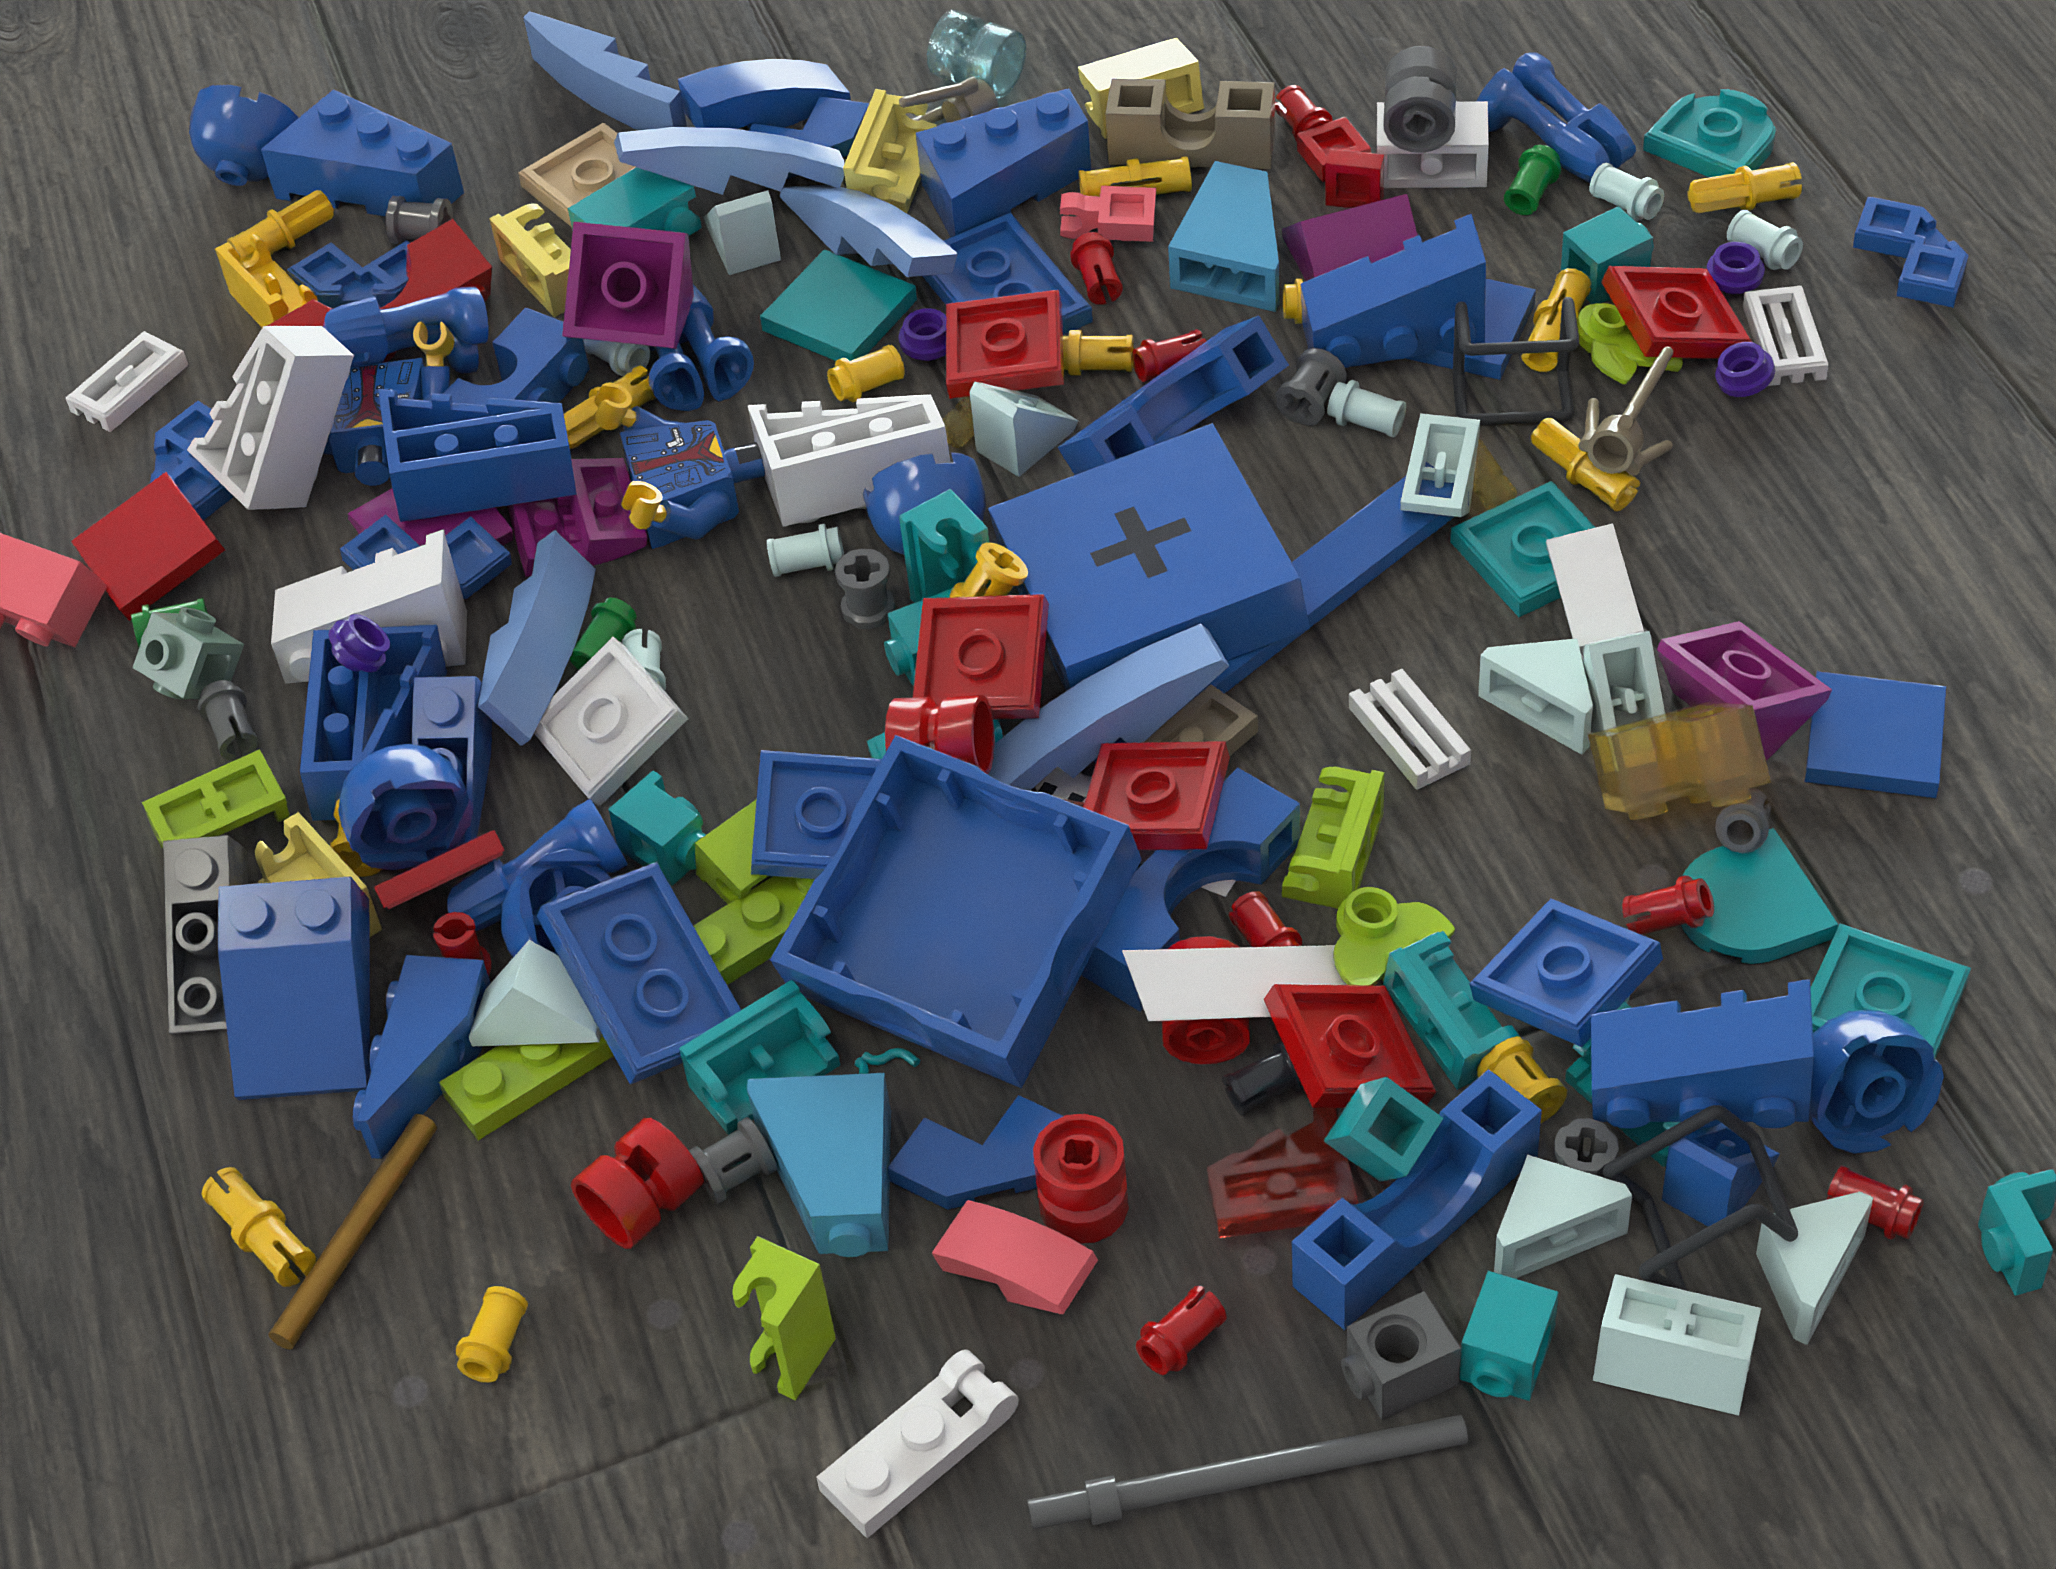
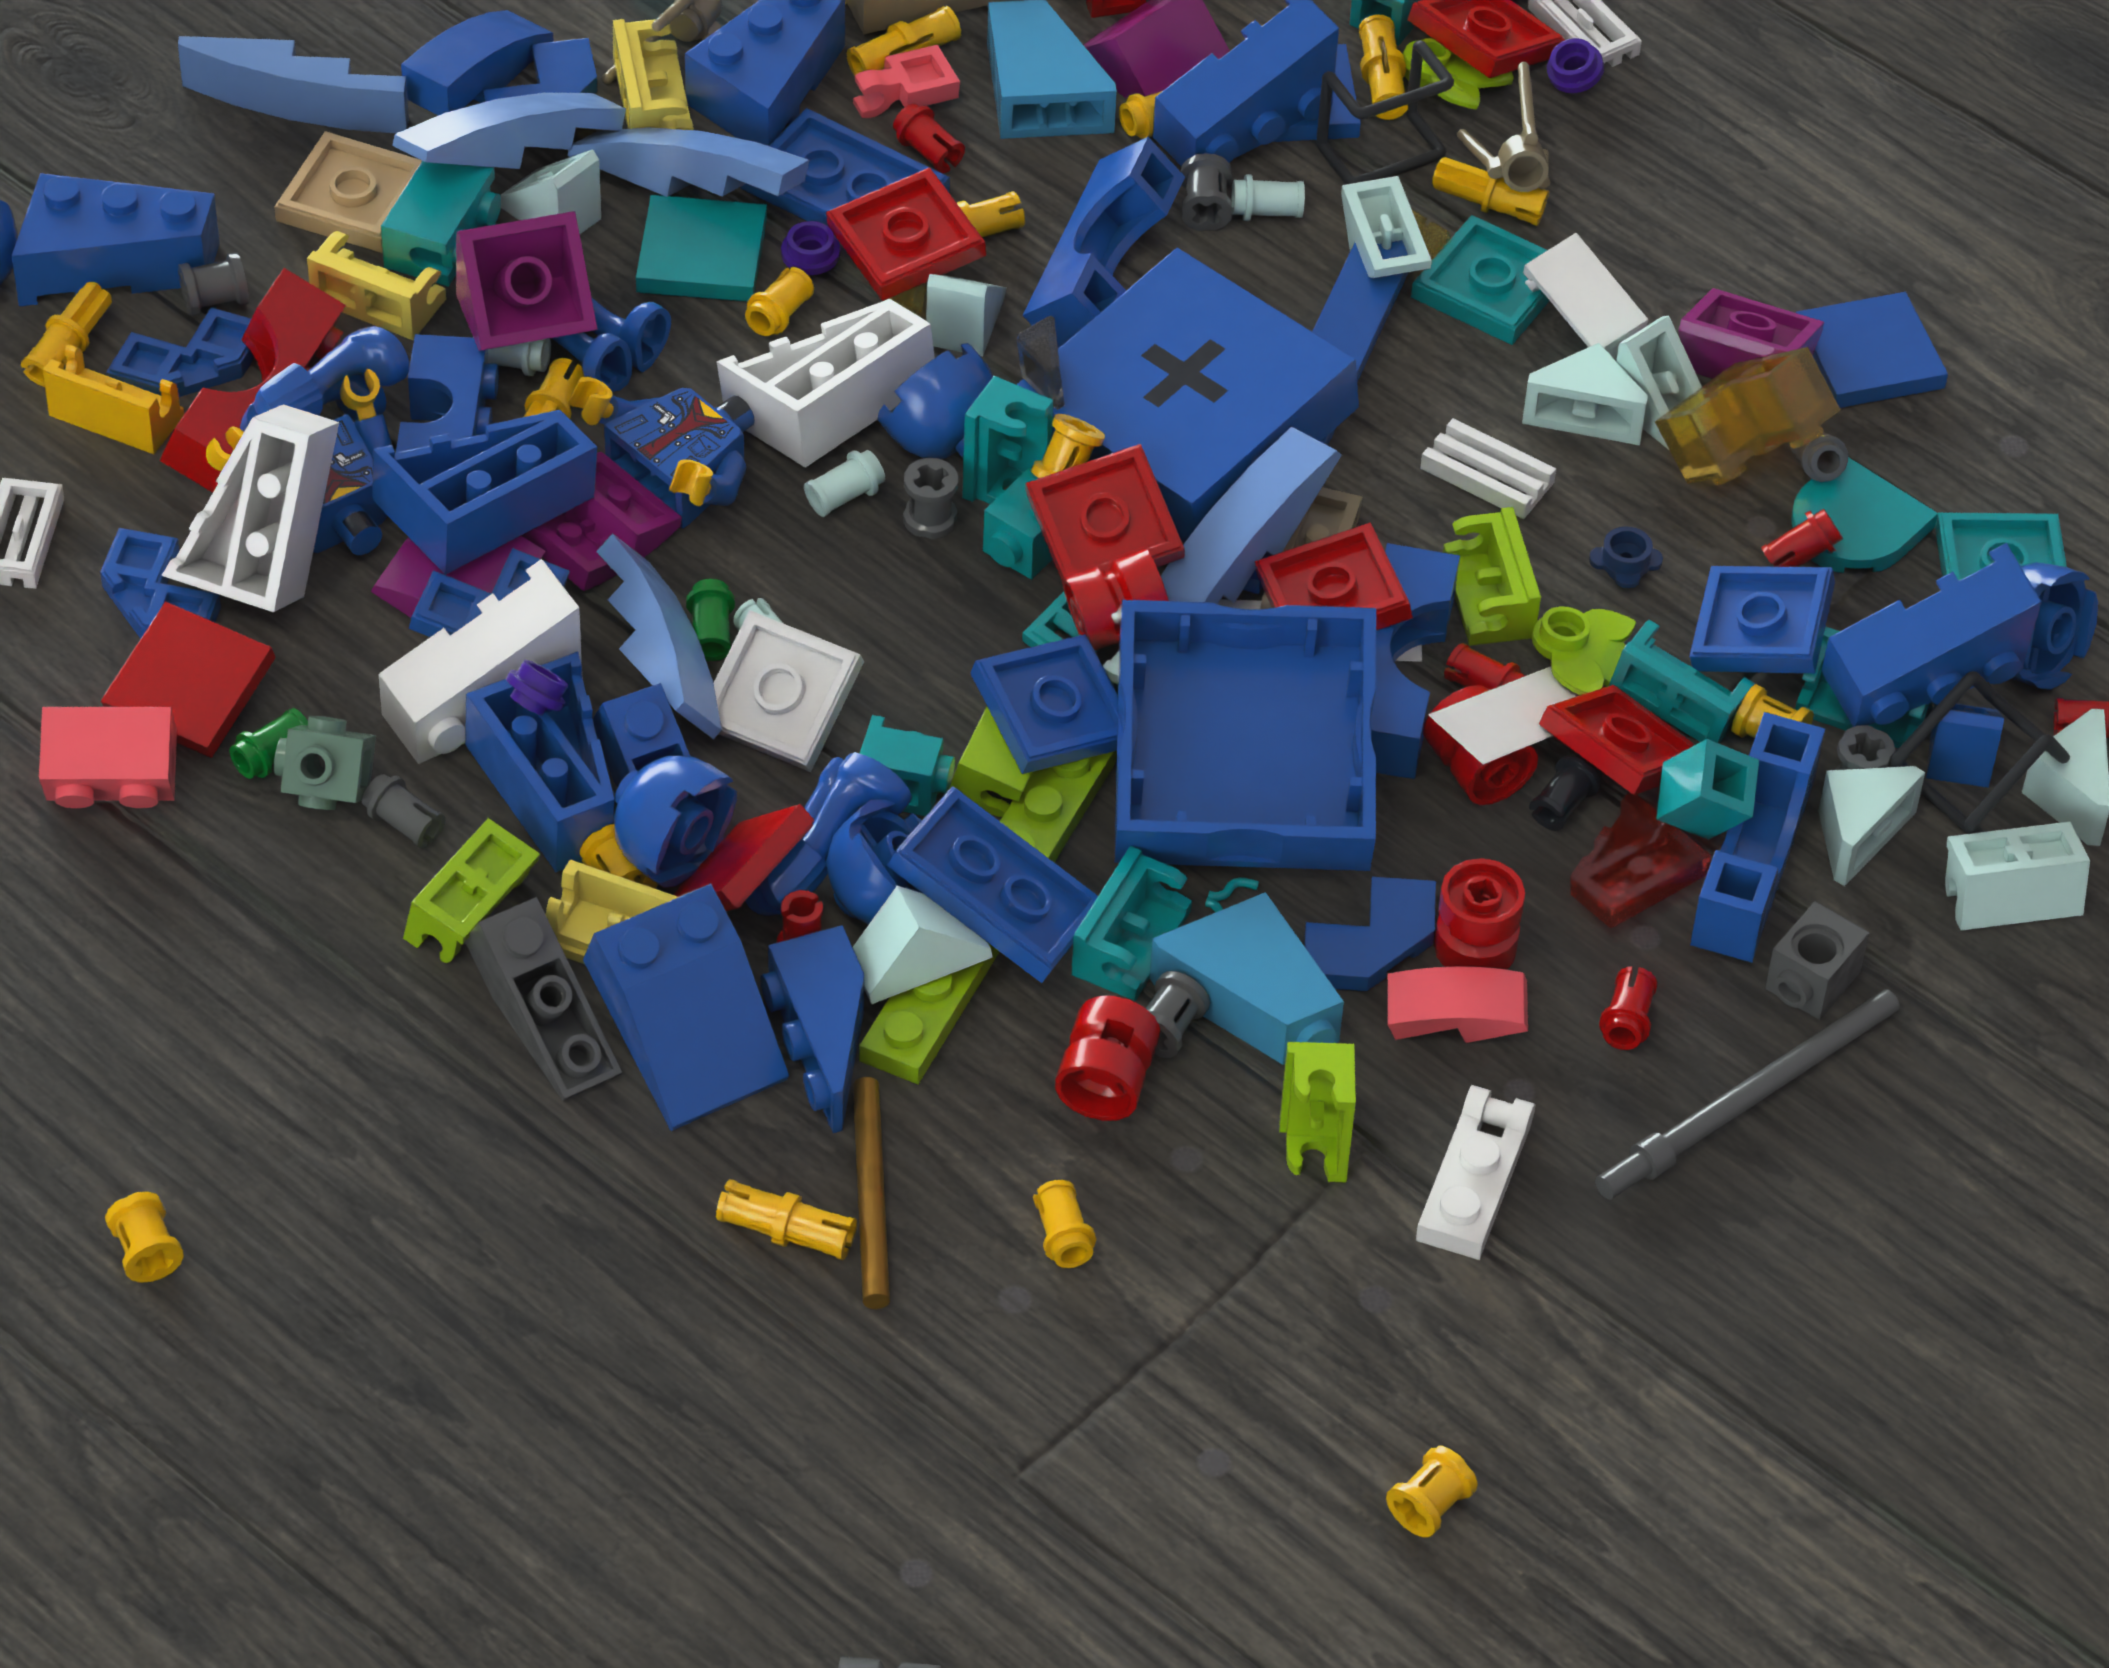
camera: 35 degrees left, 0 degrees up
(1016, 488) = (1041, 360): none -> clear smoke slope
(1155, 358) = (1047, 207): red pin -> none
(1481, 847) = (1626, 556): none -> dark blue plate
(1508, 1336) = (1894, 911): teal brick -> none

